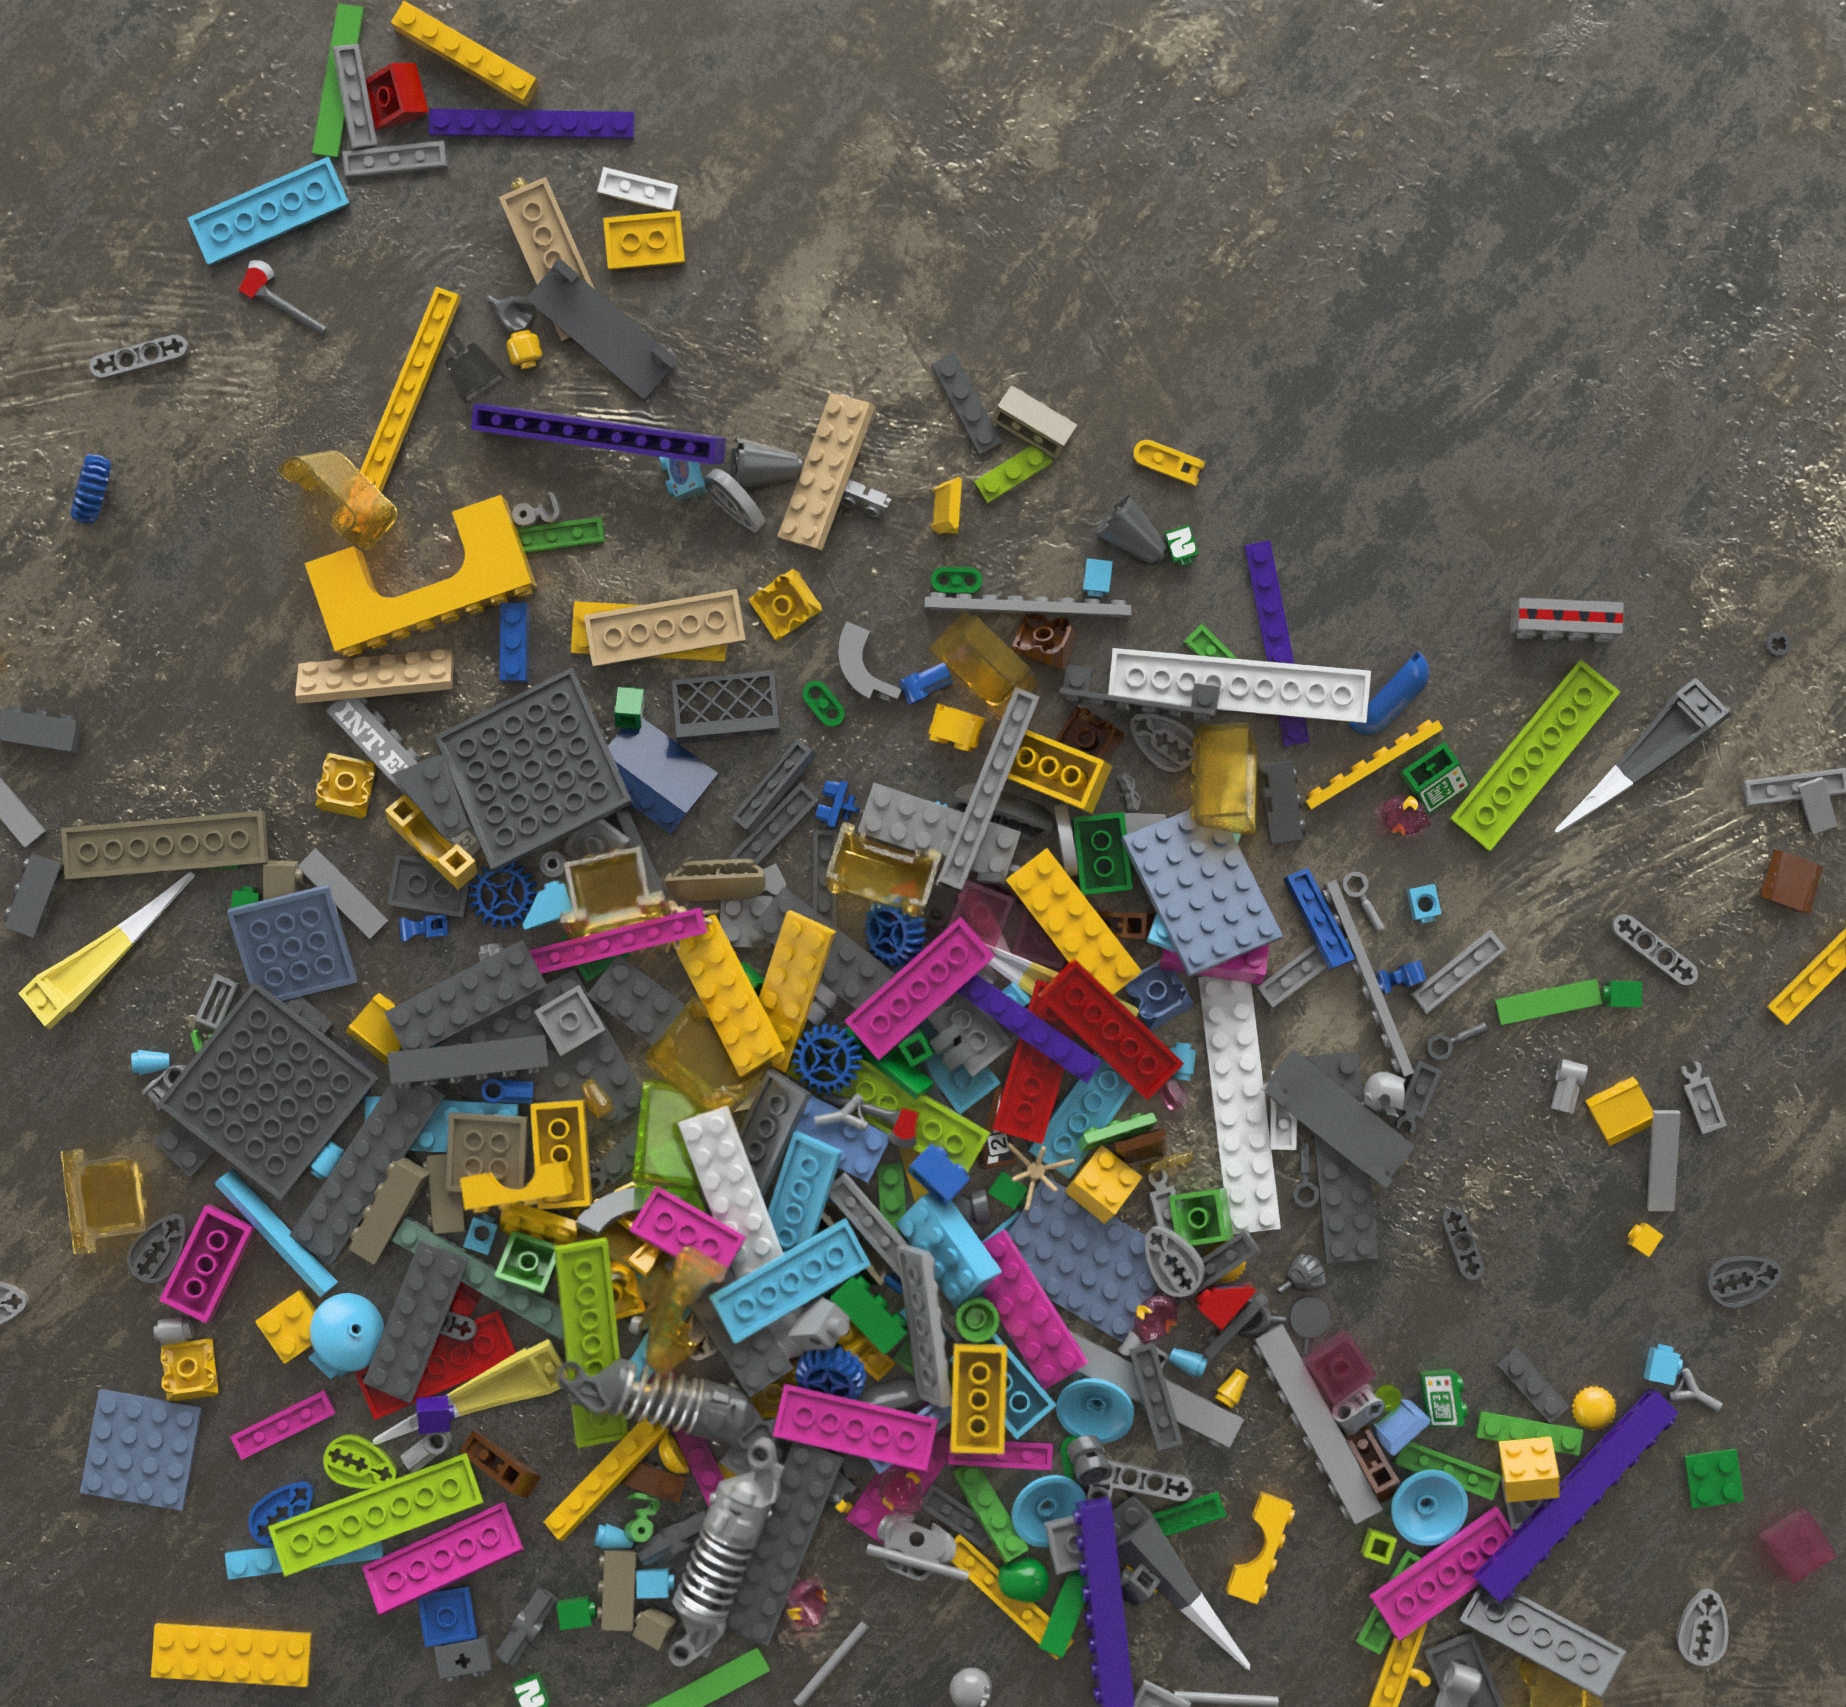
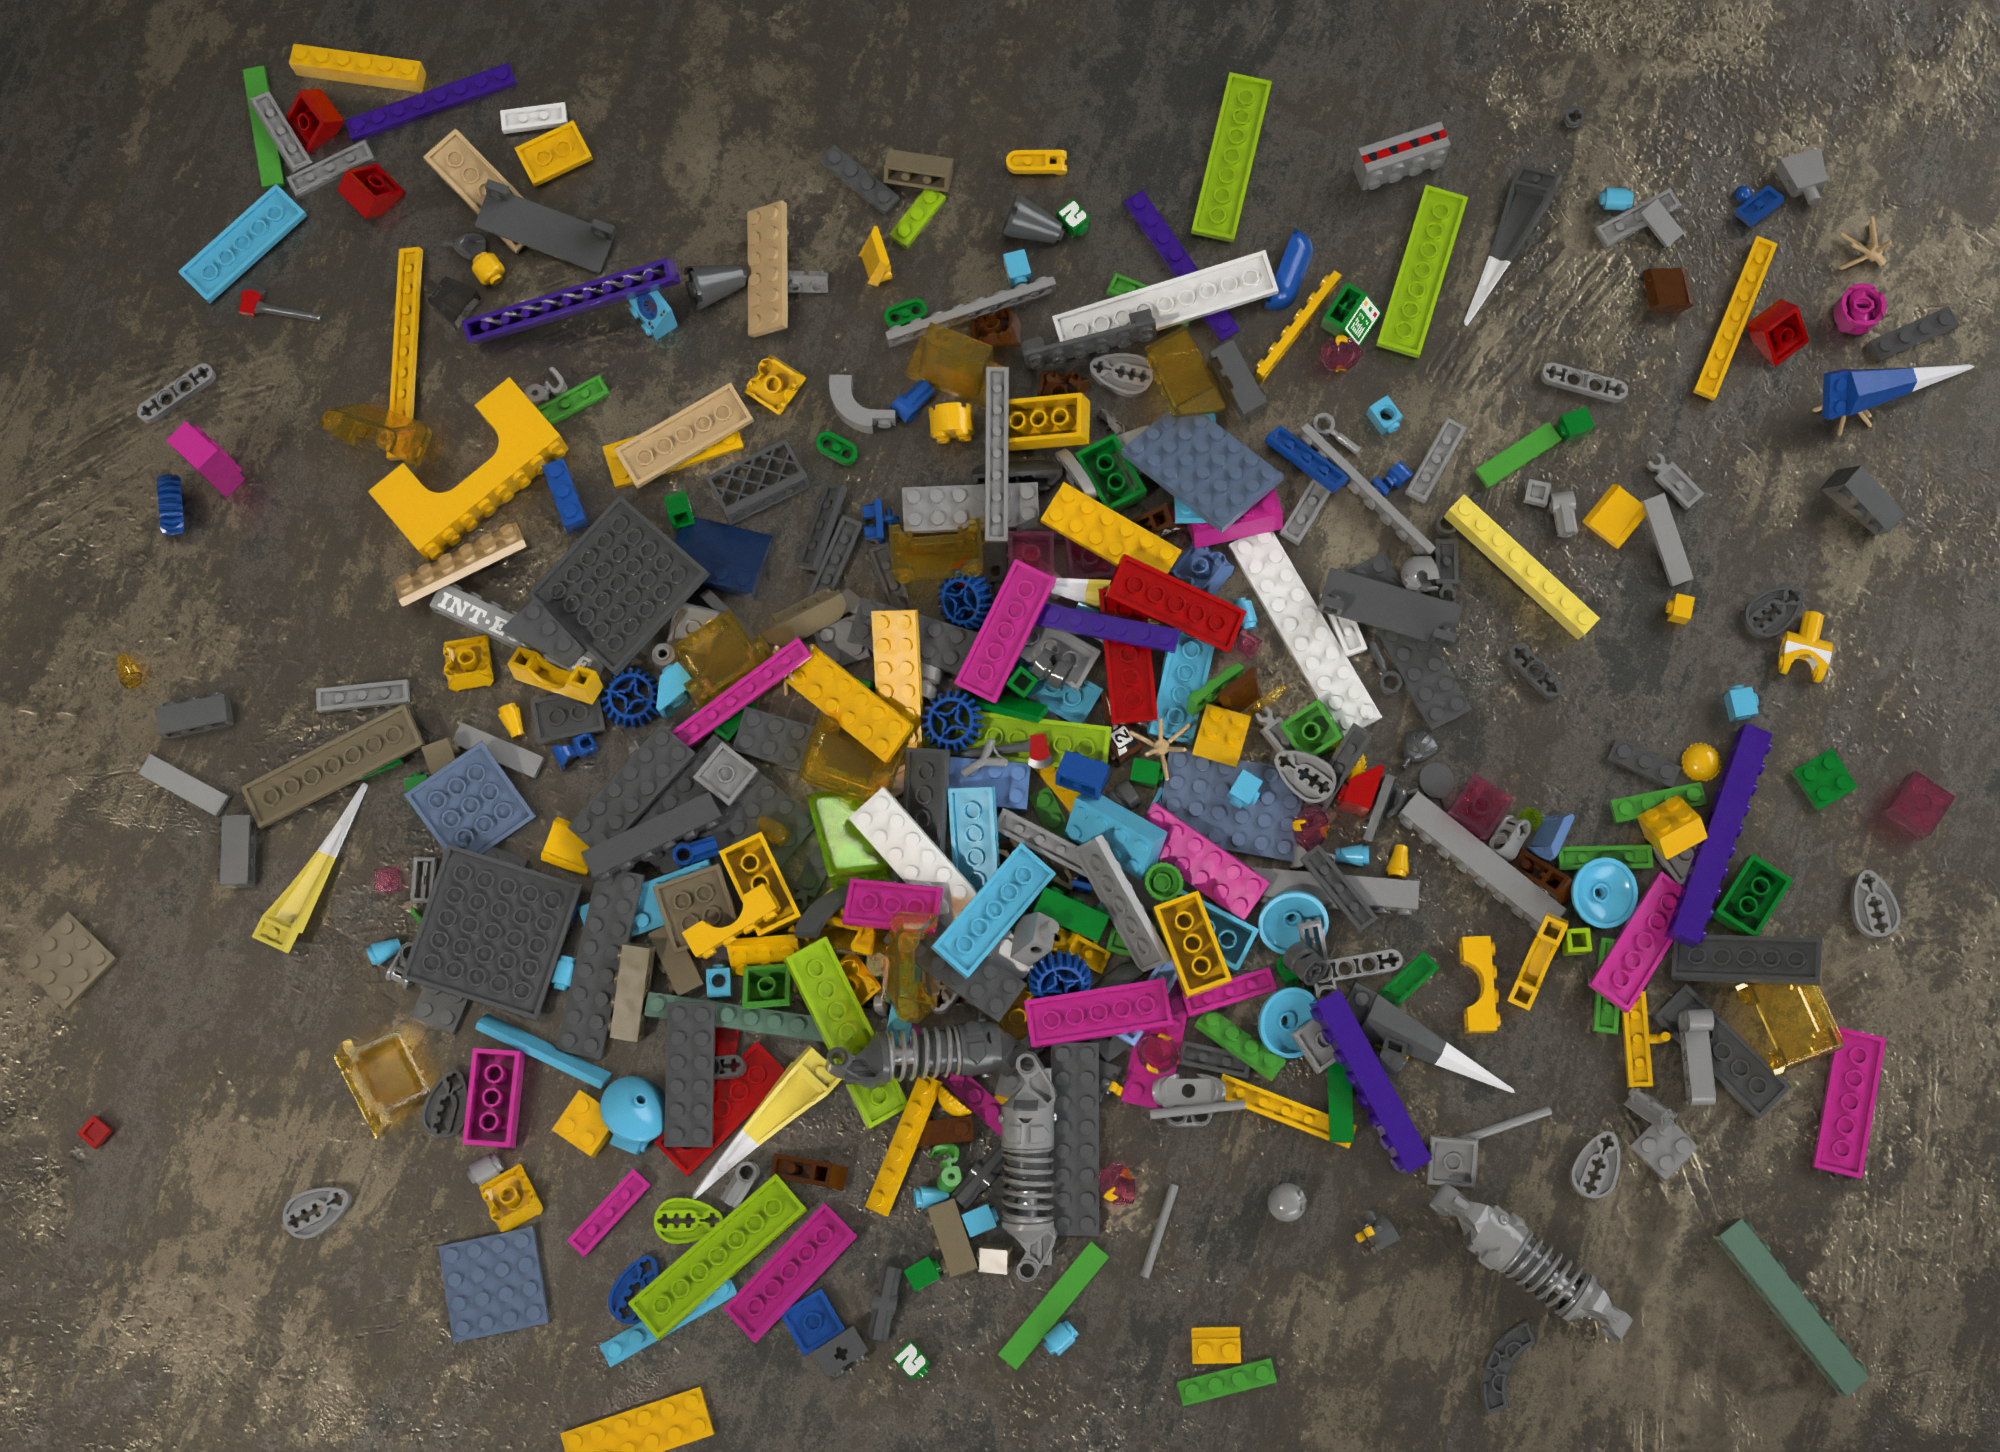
camera: 20 degrees left, 10 degrees down
(145, 458) = (207, 458): none -> dark pink brick
(178, 987) = (386, 880): none -> clear pink plate
(222, 778) = (363, 696): none -> light grey plate
(369, 866) = (511, 718): none -> yellow cone
(429, 205) = (370, 190): none -> red slope
(434, 1414) = (736, 1149): dark purple brick -> none
(734, 499) = (701, 317): light grey piece -> none
(1024, 1579) = (1293, 1090): green hat -> none
(1102, 1253) = (1244, 790): none -> medium azure brick
(1110, 1421) = (1310, 924): none -> light grey tile
(1327, 1551) = (1537, 960): none -> yellow arch
(1383, 541) = (1231, 157): none -> lime plate
(1442, 1398) = (1575, 797): slope -> none
(1495, 1128) = (1521, 567): none -> light yellow brick
(1549, 1052) = (1537, 493): none -> light grey plate
(1578, 1572) = (1751, 897): none -> green brick
(1693, 1392) = (1776, 717): light grey piece -> none
(1760, 1332) = (1806, 647): none -> yellow connector
(1781, 757) = (1616, 198): none -> medium azure brick

